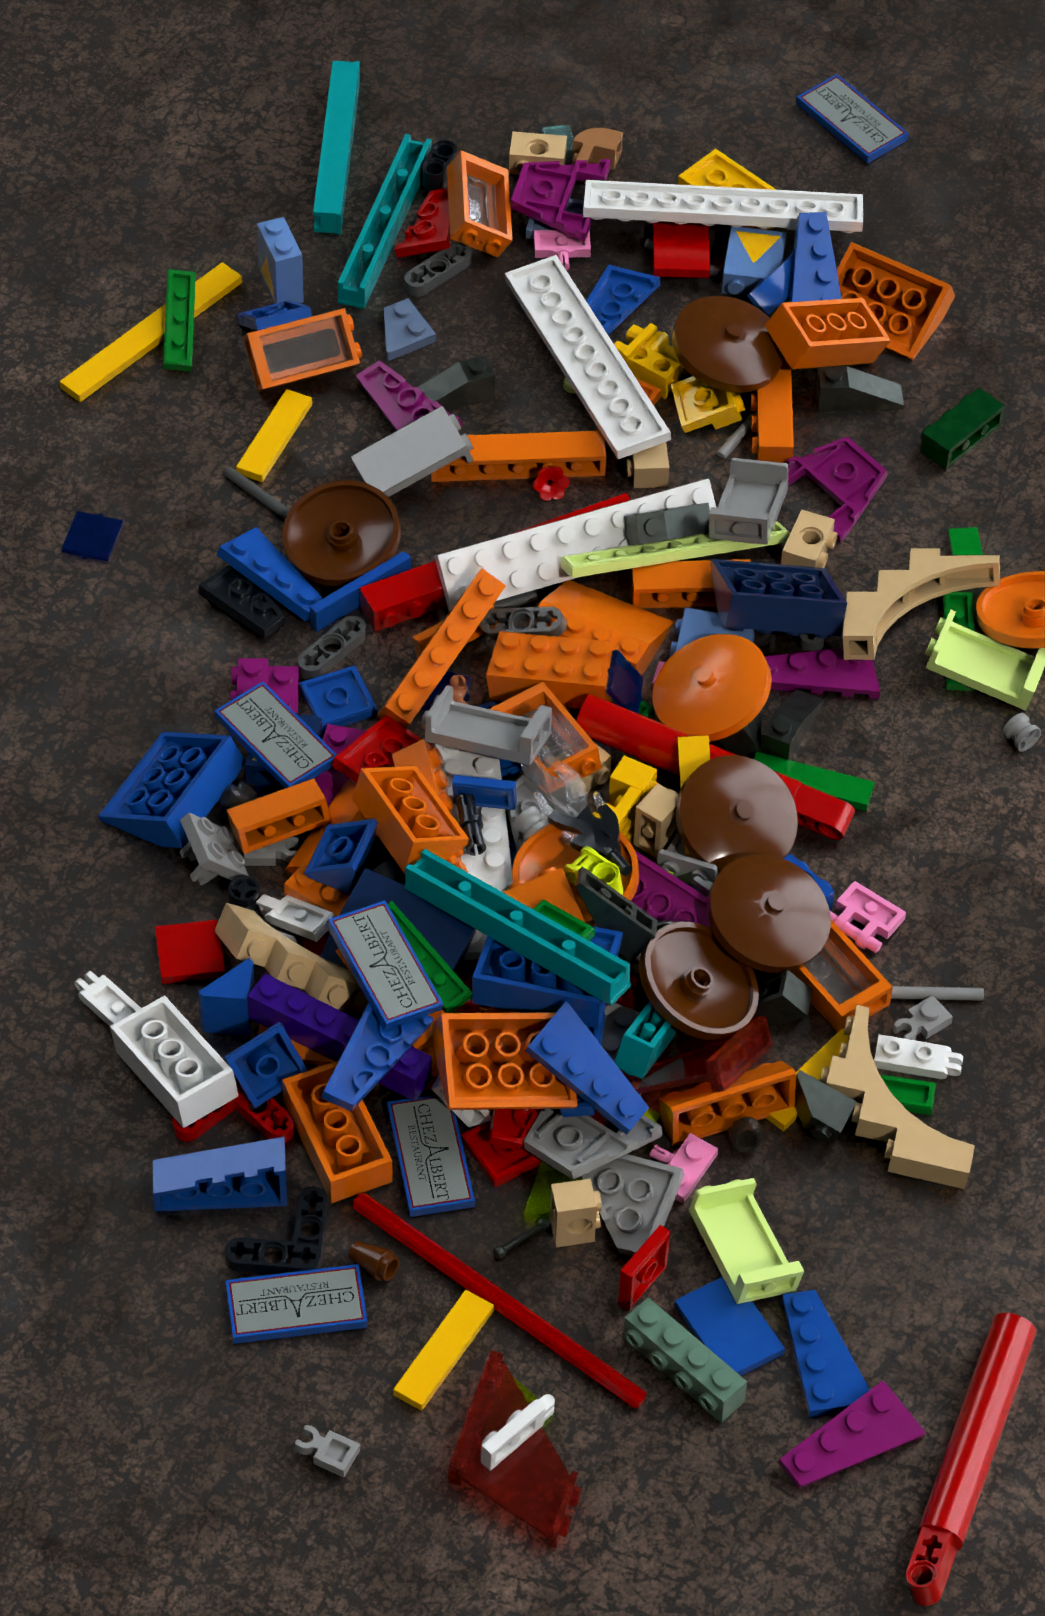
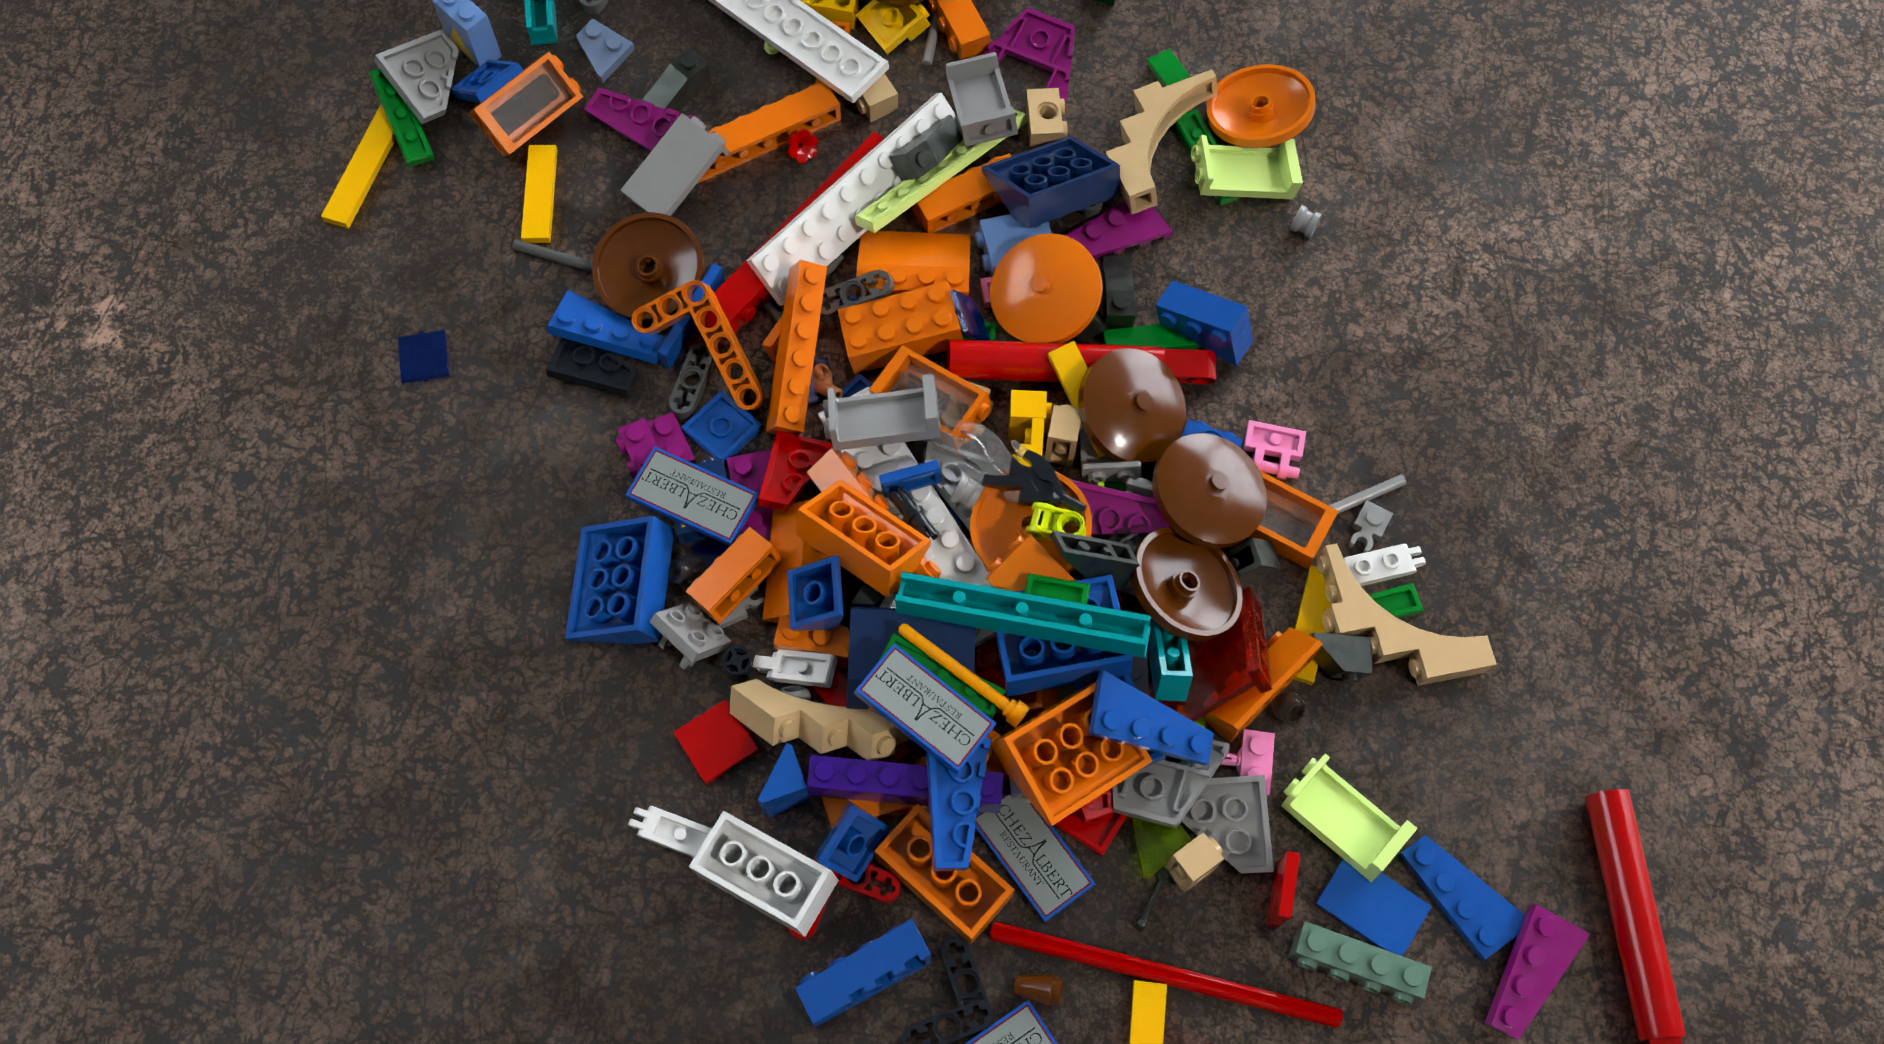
camera: 25 degrees left, 15 degrees up
(217, 288) = (422, 73): none -> light grey plate
(367, 609) = (711, 336): none -> orange beam
(465, 1004) = (1012, 710): none -> light orange piece
(860, 777) = (1206, 320): none -> blue wedge

